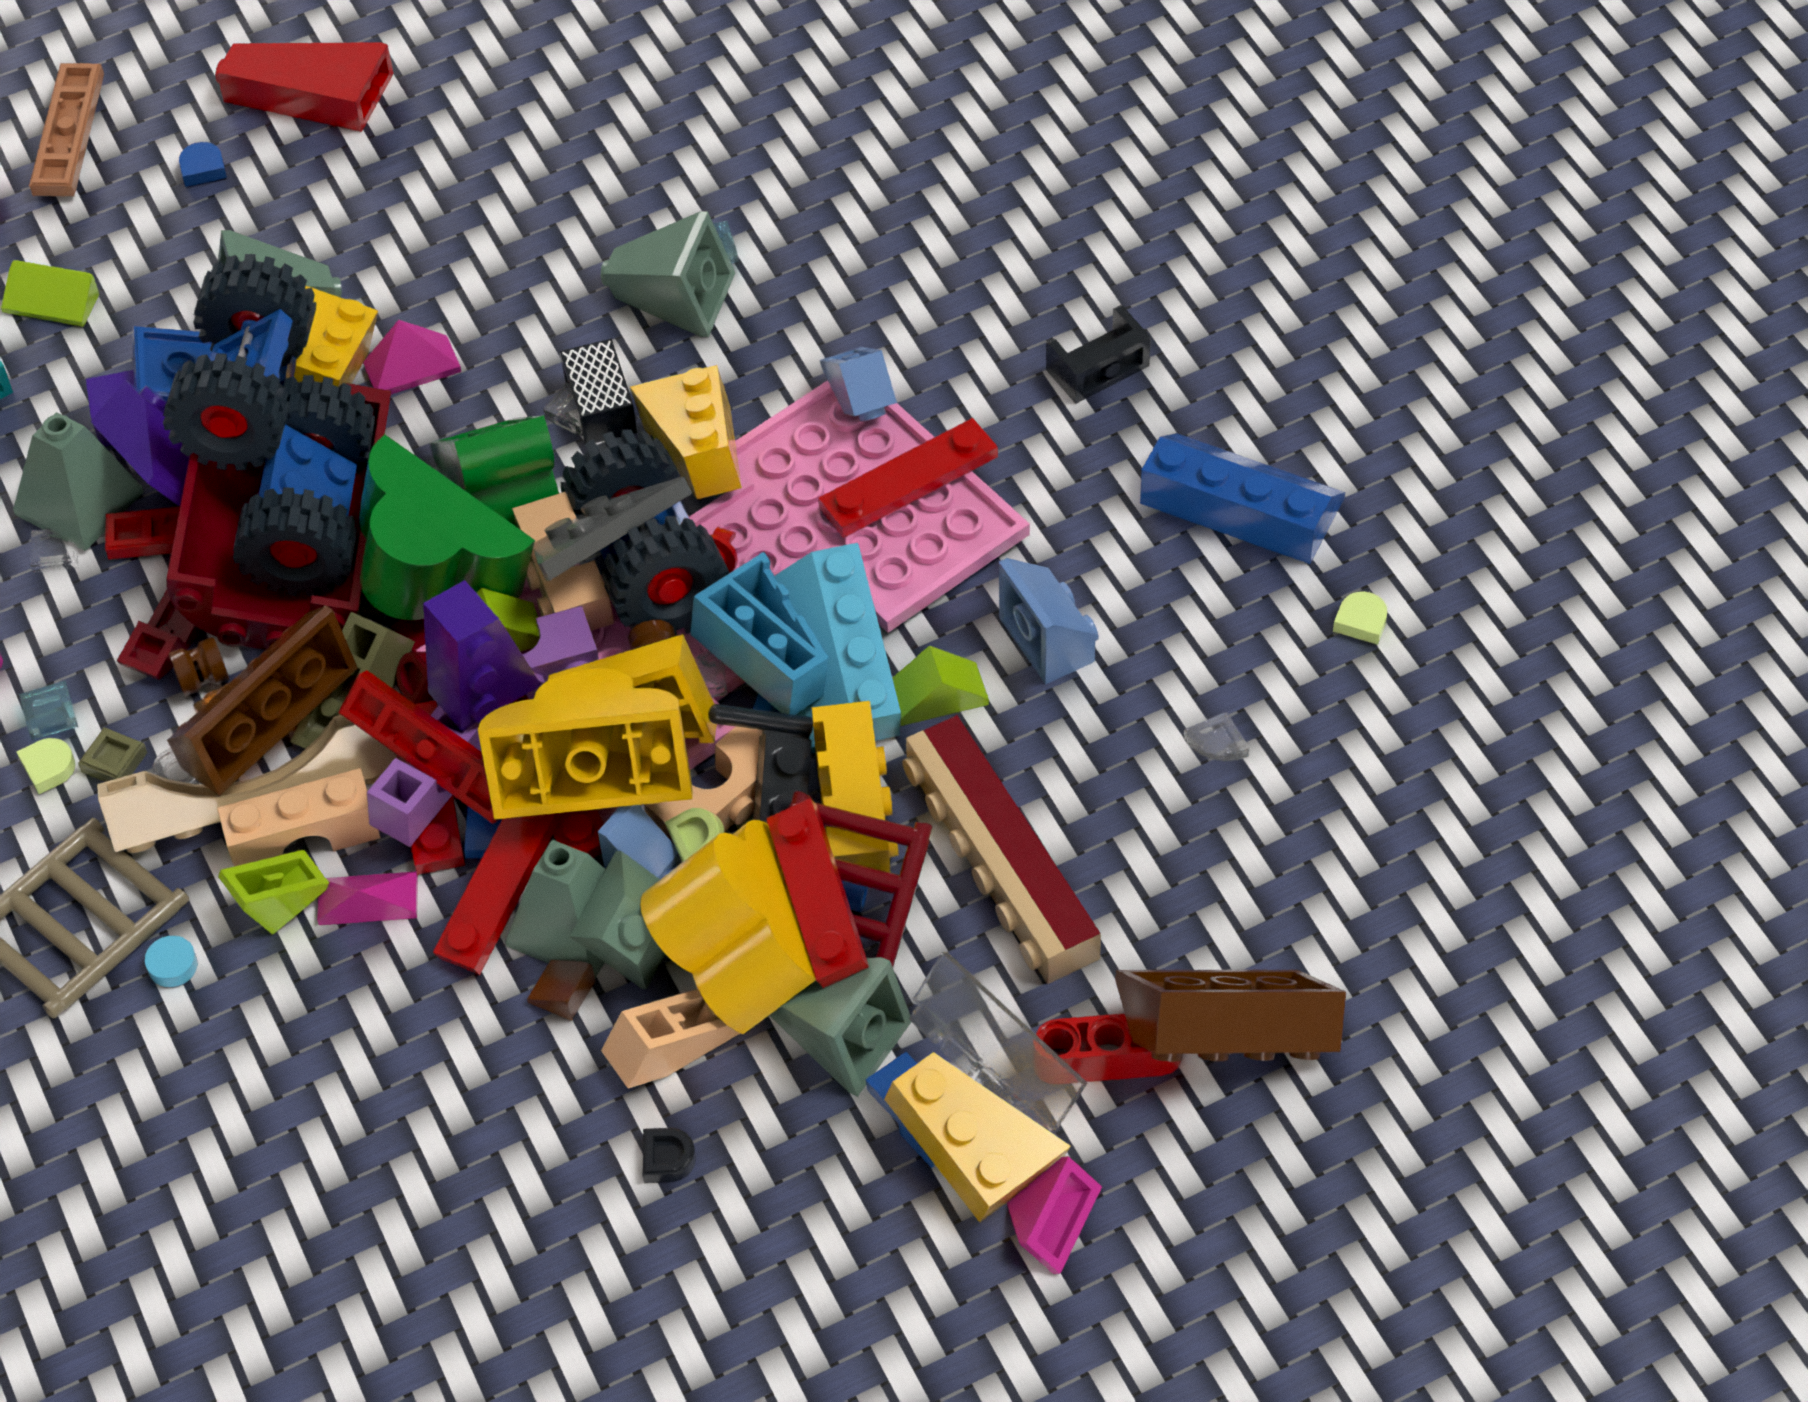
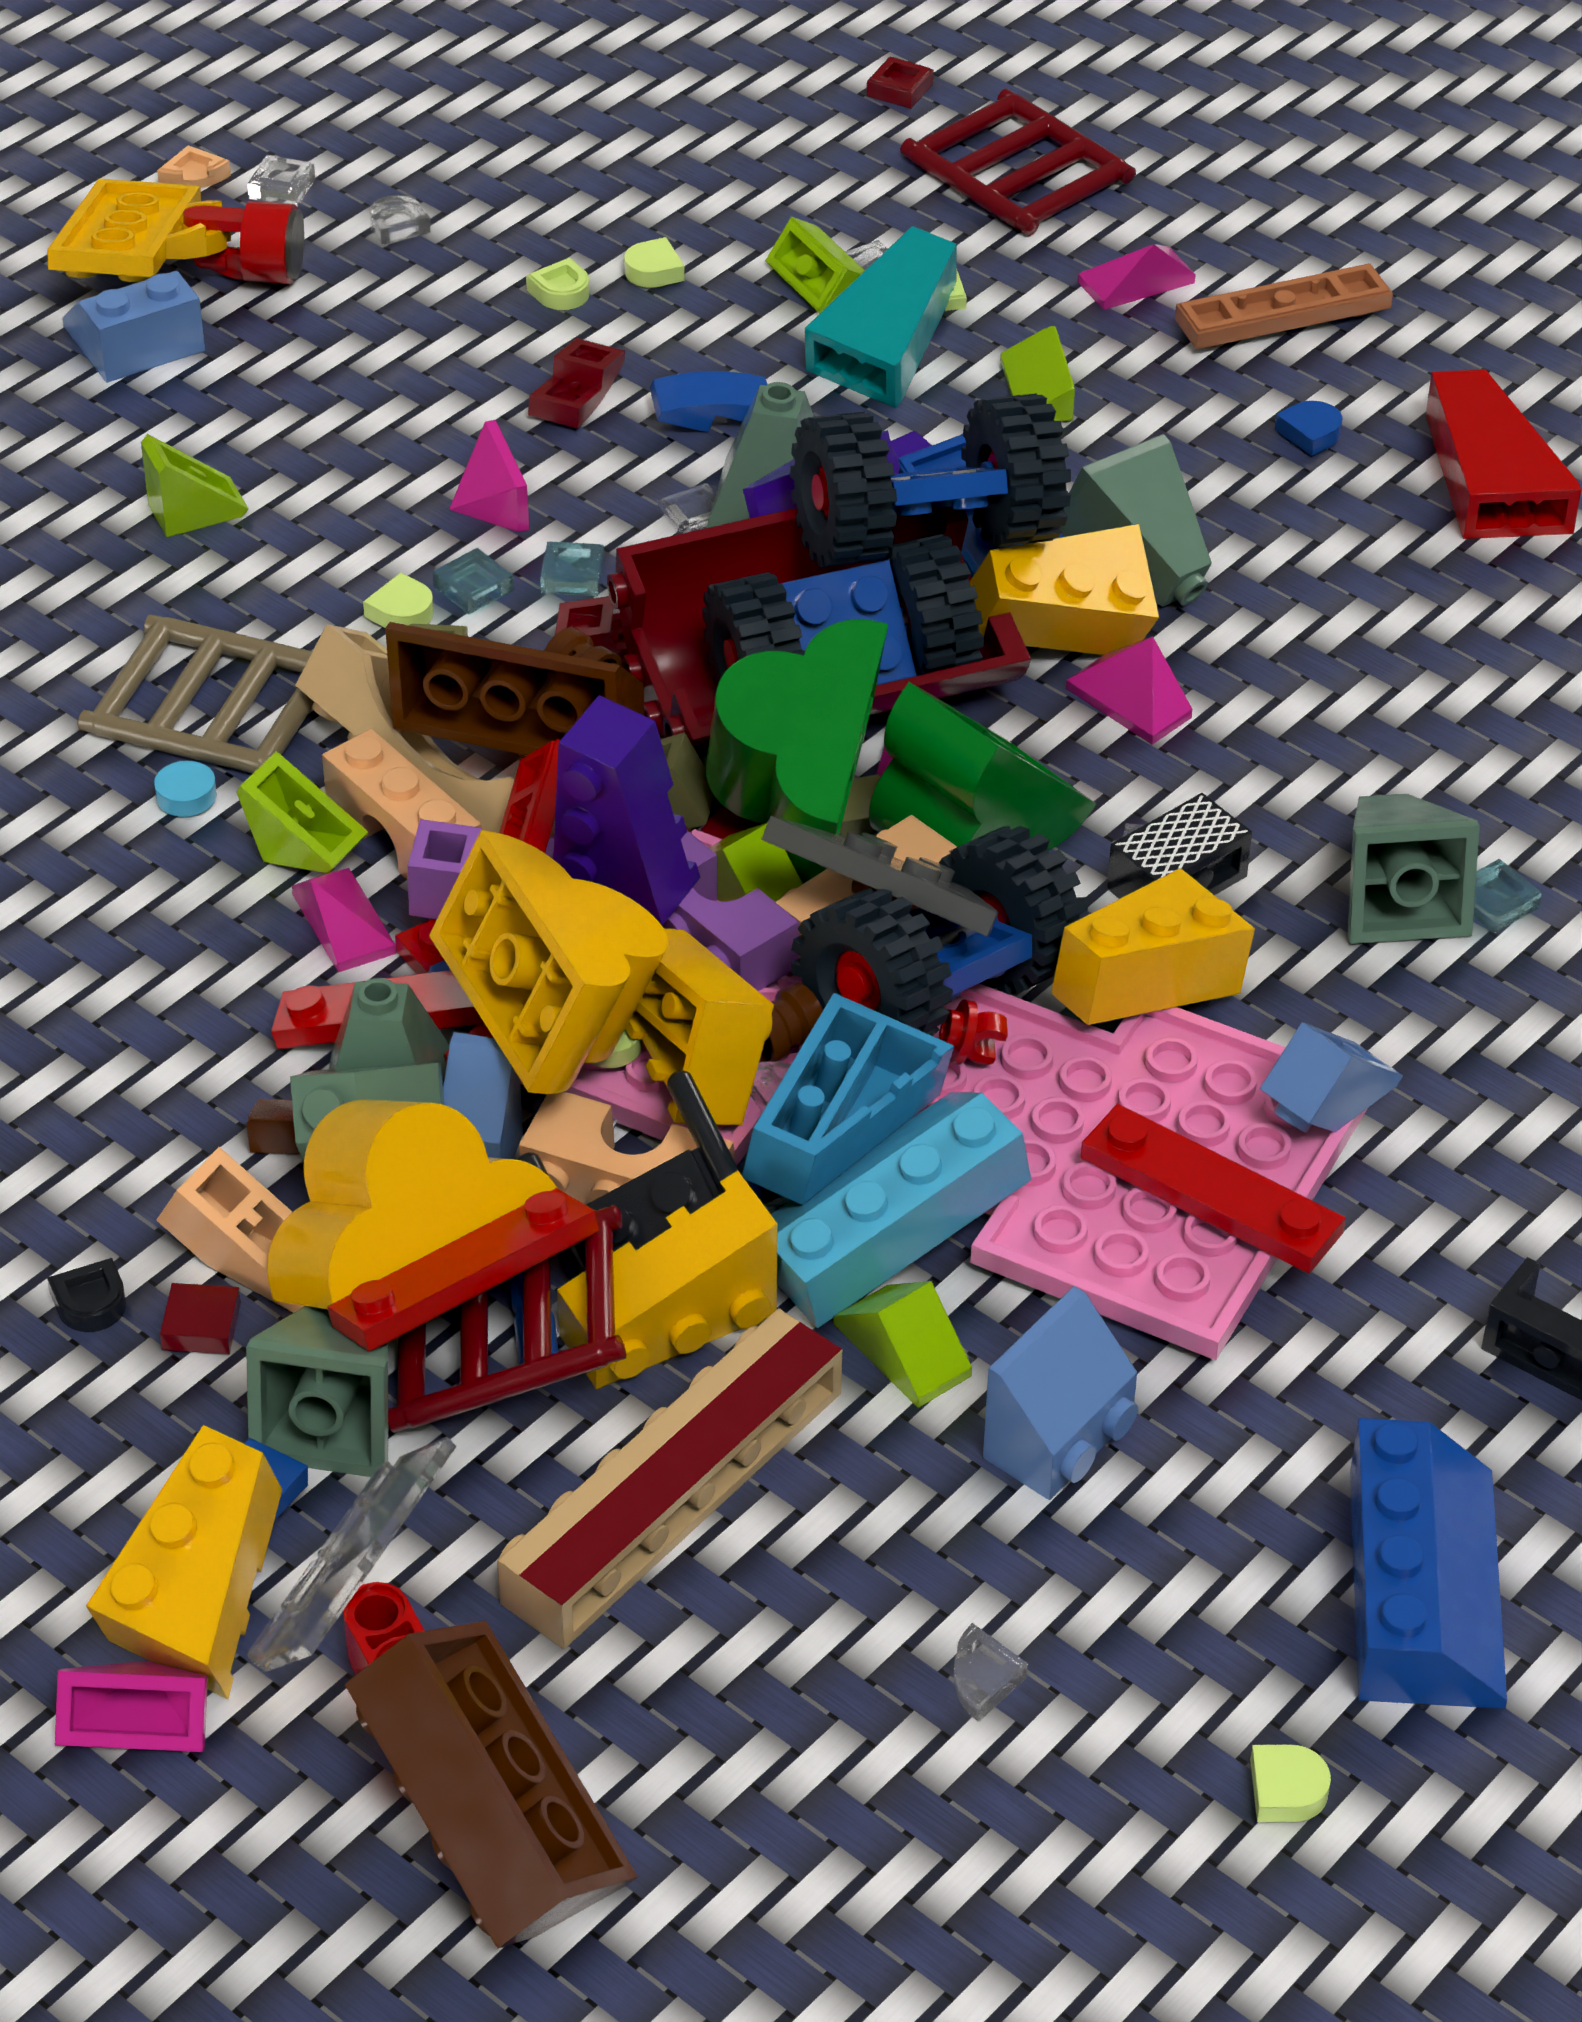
camera: 65 degrees right, 10 degrees down
(73, 644) = (572, 568): none -> clear light blue tile
(693, 830) = (524, 1138): yellowish green tile -> none
(723, 1089) = (200, 1318): none -> dark red tile

